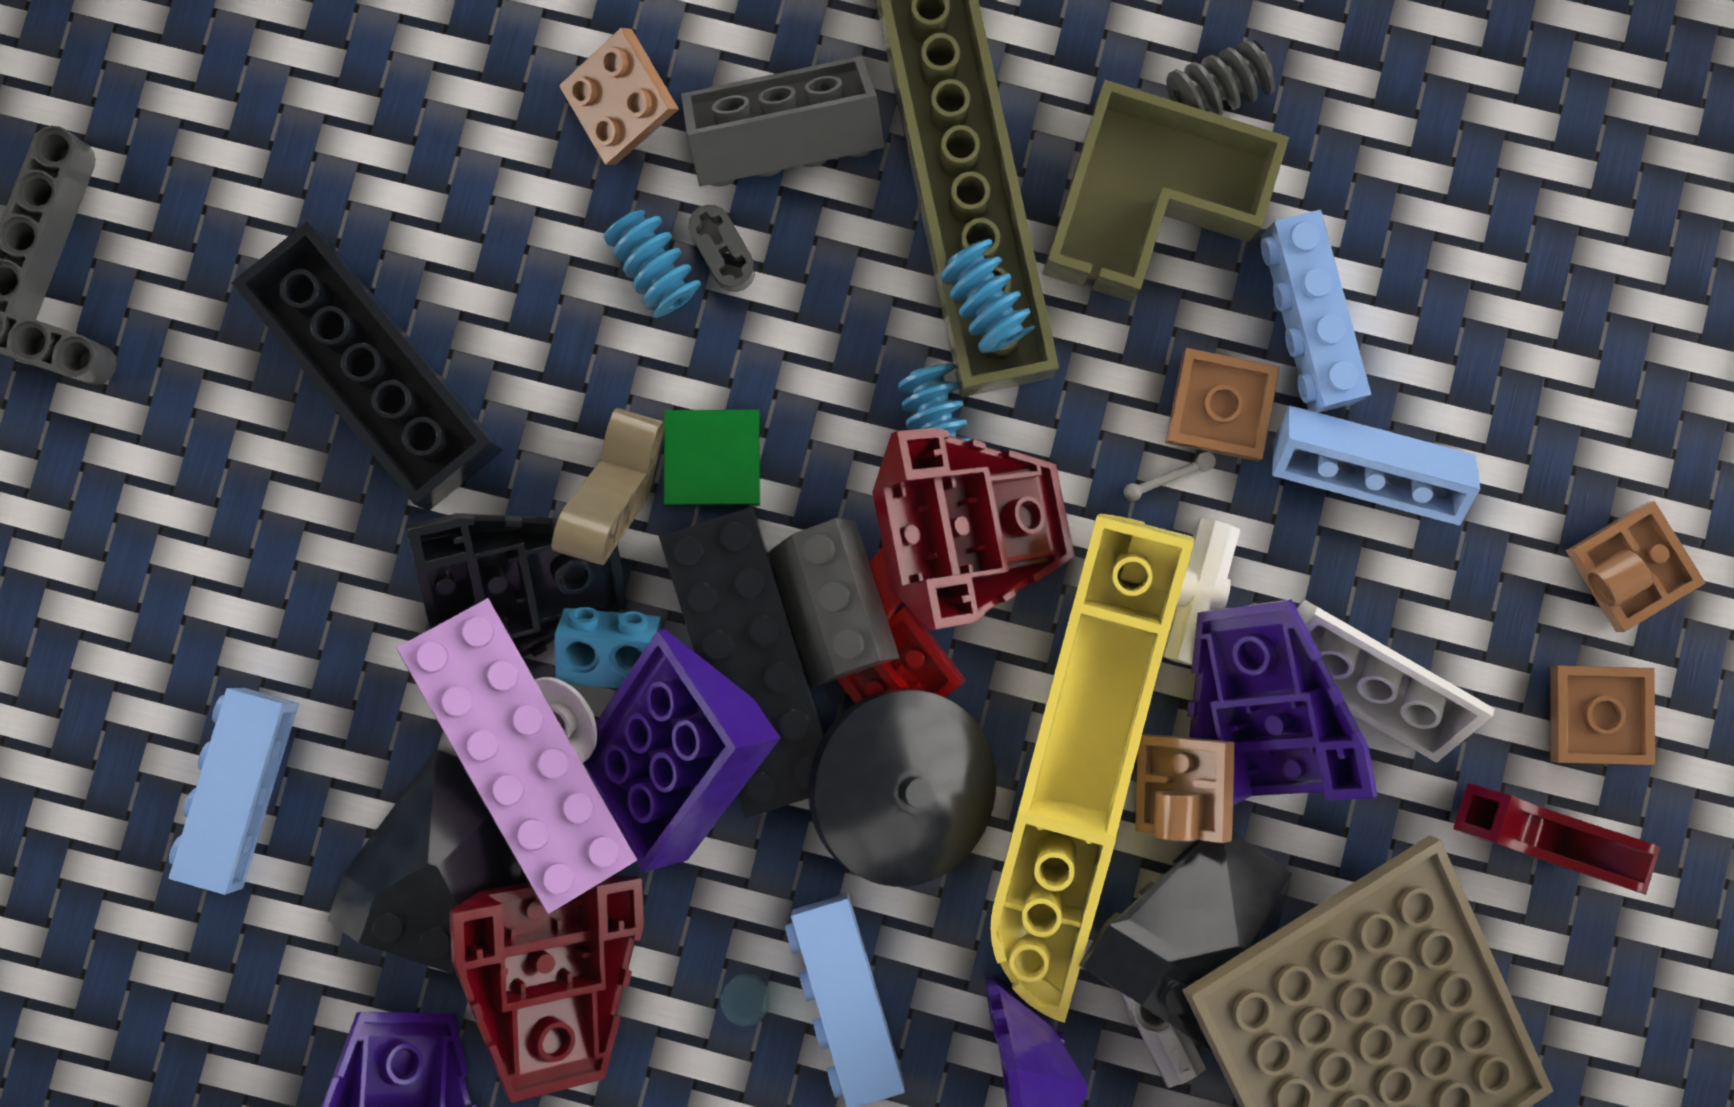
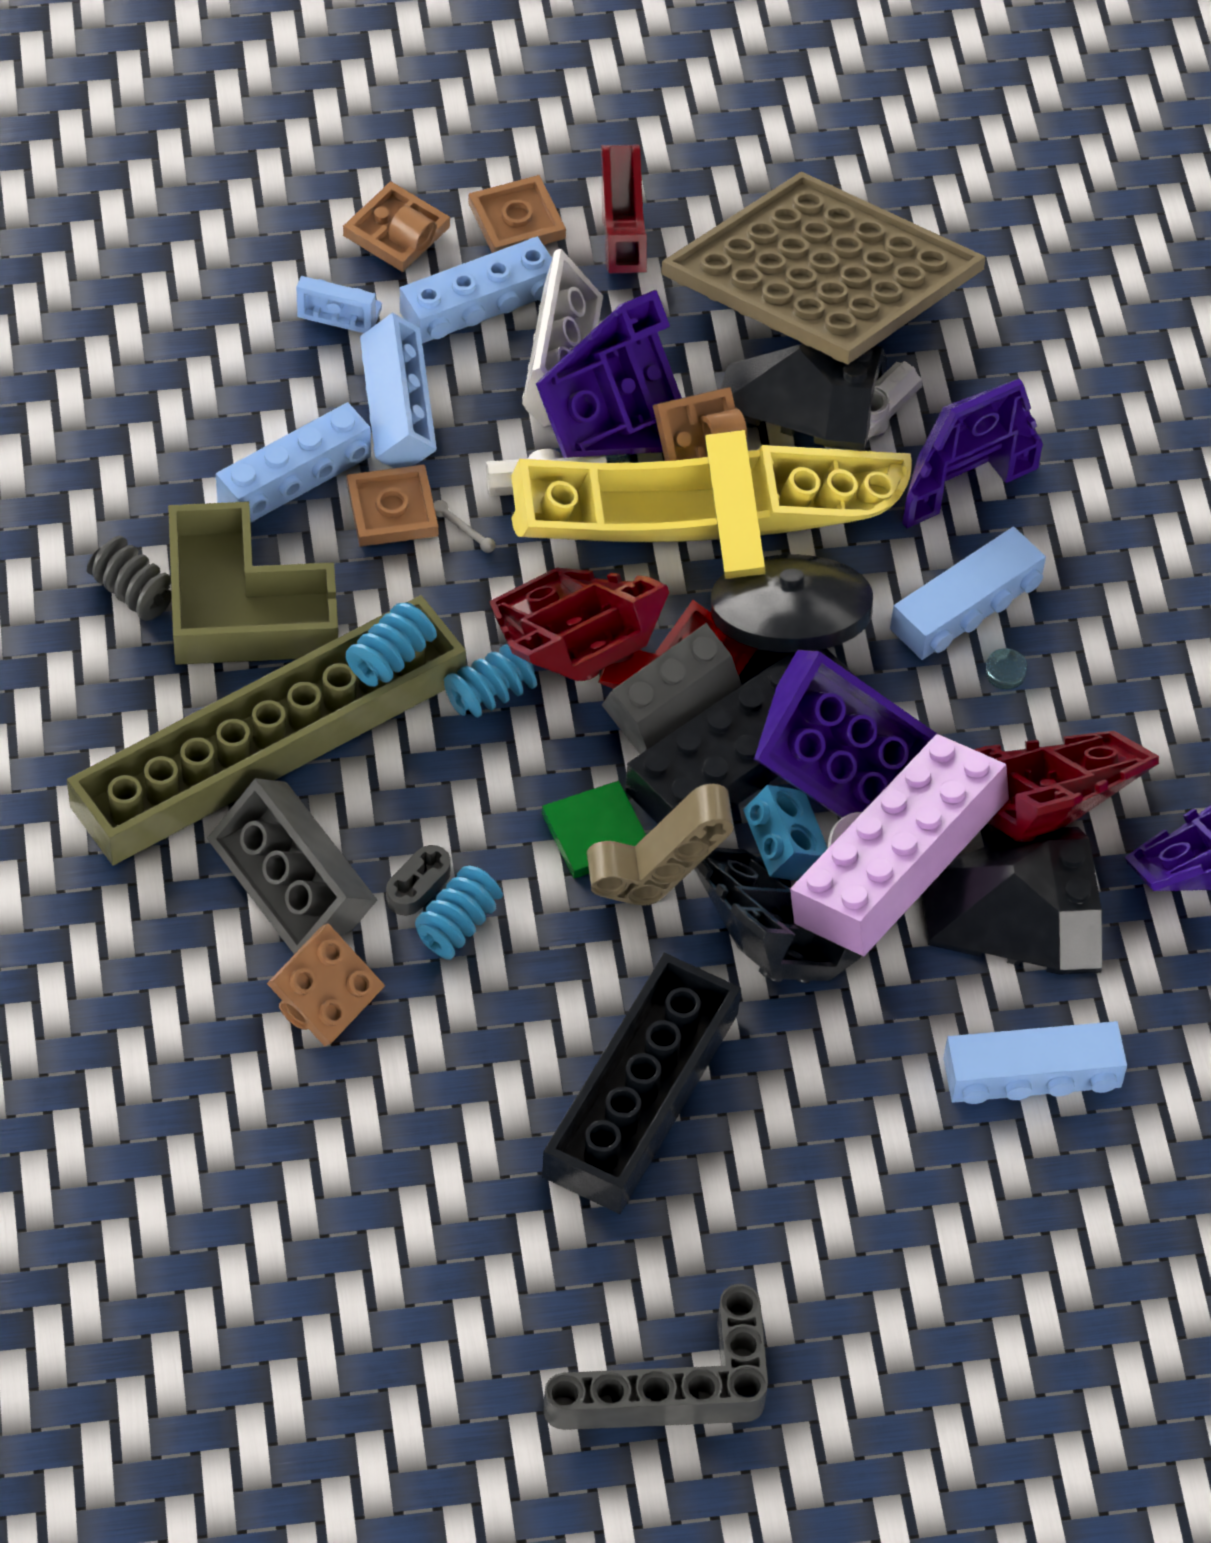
camera: 115 degrees left, 30 degrees down
(1048, 773) = (735, 504): none -> light yellow tile
(1500, 621) = (476, 290): none -> light blue brick
(1534, 451) = (337, 305): none -> light blue bracket

